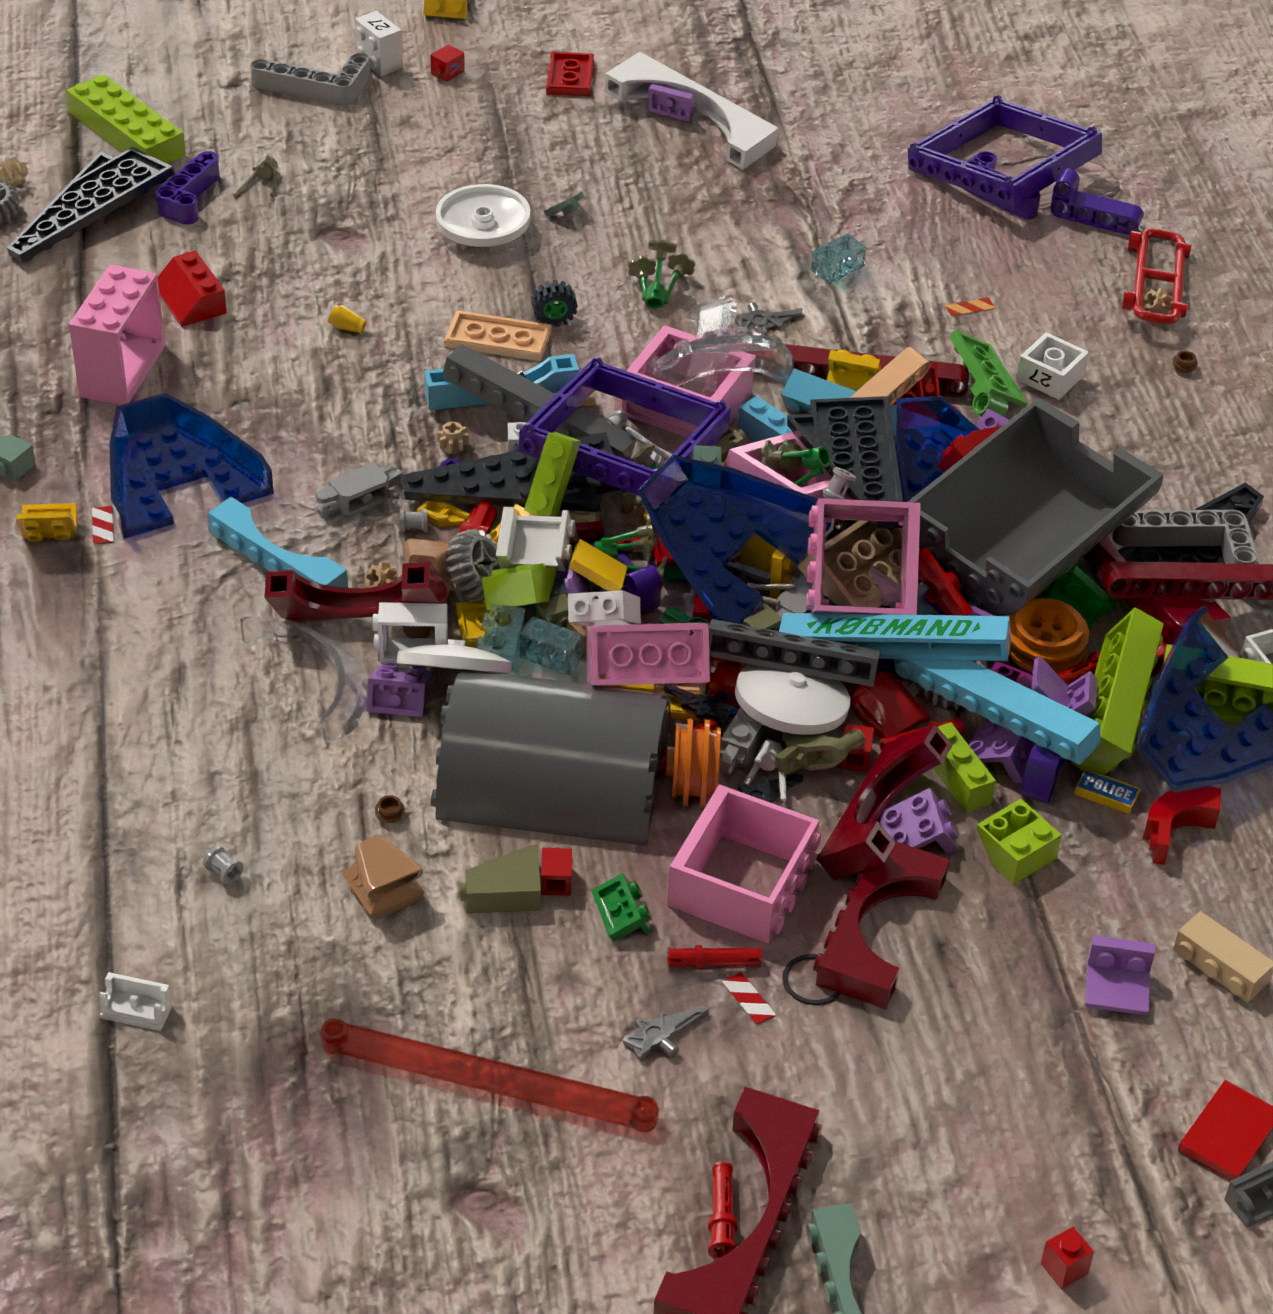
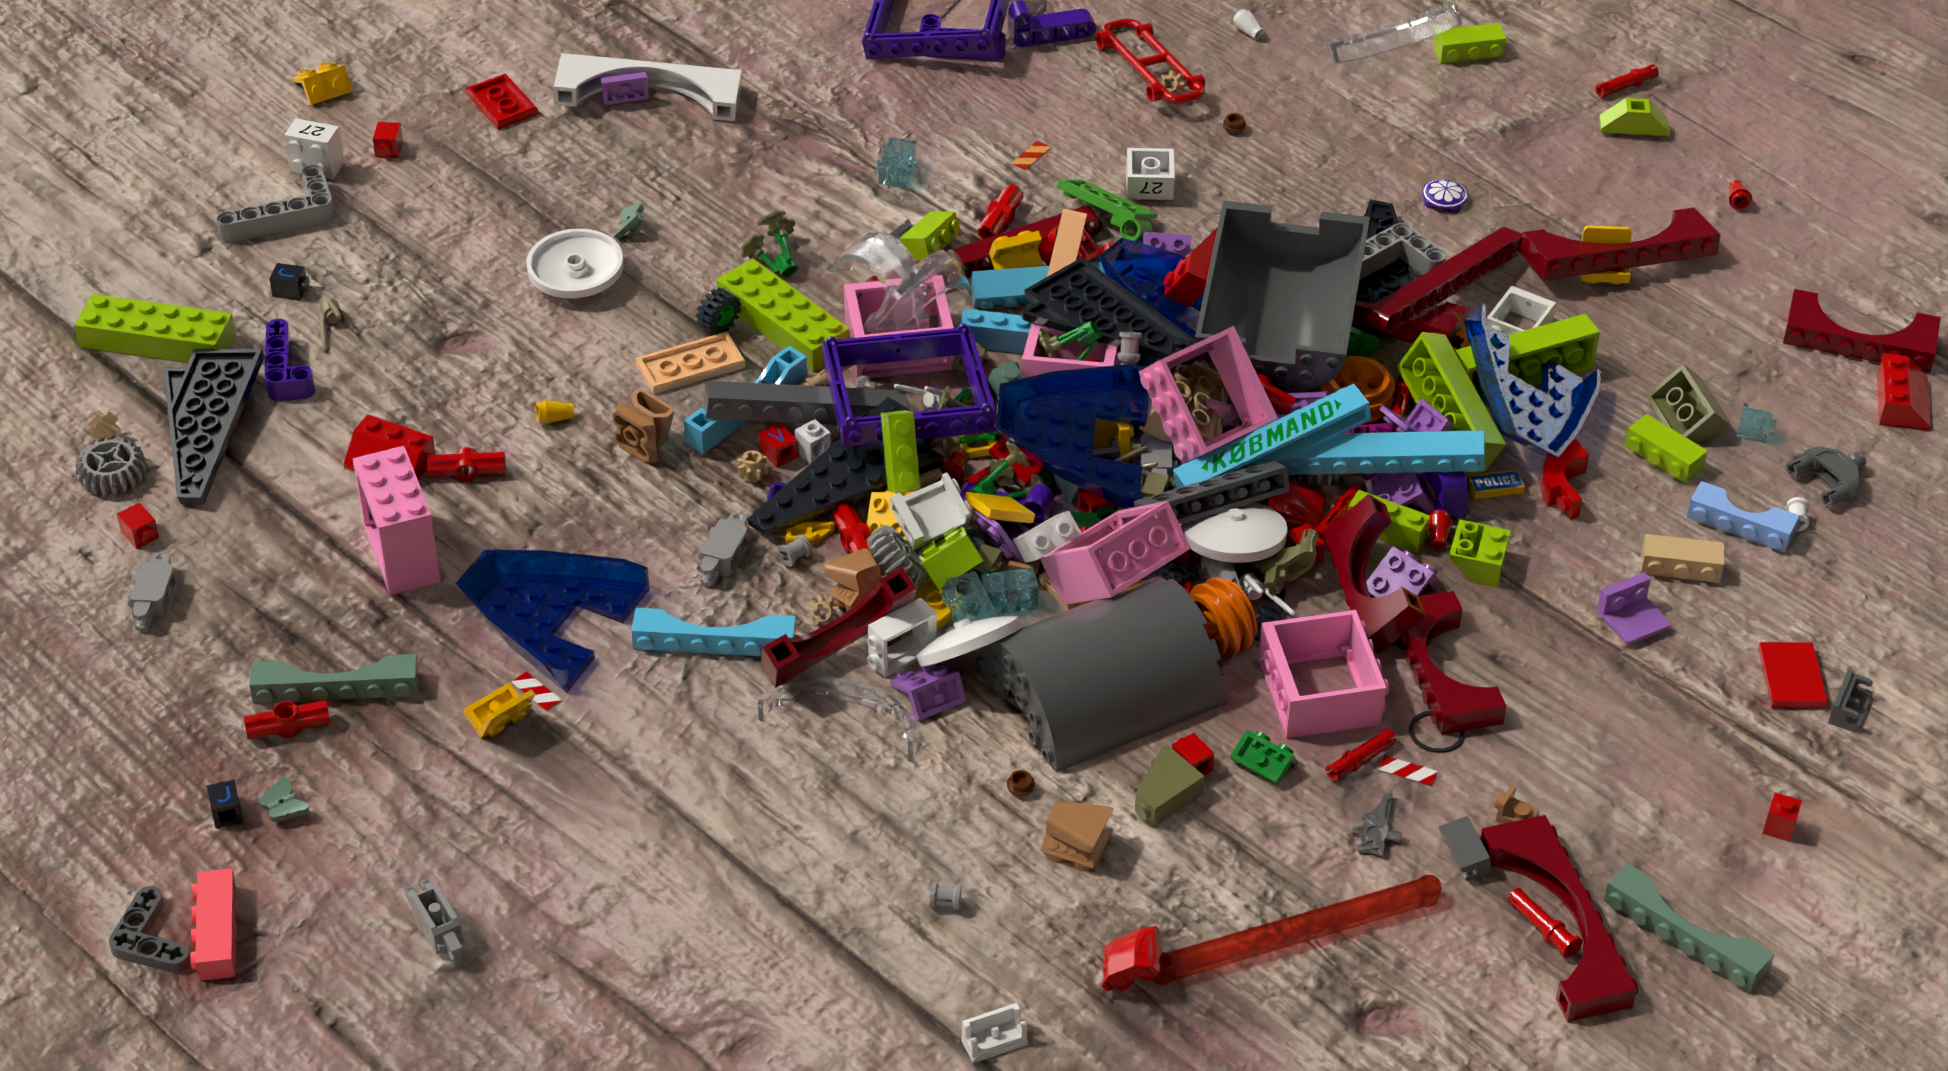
camera: 35 degrees left, 0 degrees up
(237, 326) = (466, 464): none -> red piece
(259, 131) = (289, 281): none -> black brick
(308, 1009) = (1131, 958): none -> red slope
(393, 361) = (642, 425): none -> medium nougat piece
(491, 431) = (778, 445): none -> red brick
(606, 320) = (781, 311): none -> lime brick
(618, 522) = (955, 465): none -> red cone
(718, 1097) = (1466, 848): none -> dark grey hinge
(797, 324) = (931, 234): none -> lime brick
(804, 1088) = (1512, 809): none -> medium nougat bracket
(886, 337) = (1001, 212): none -> red piece
(1004, 796) = (1439, 529): none -> red cone

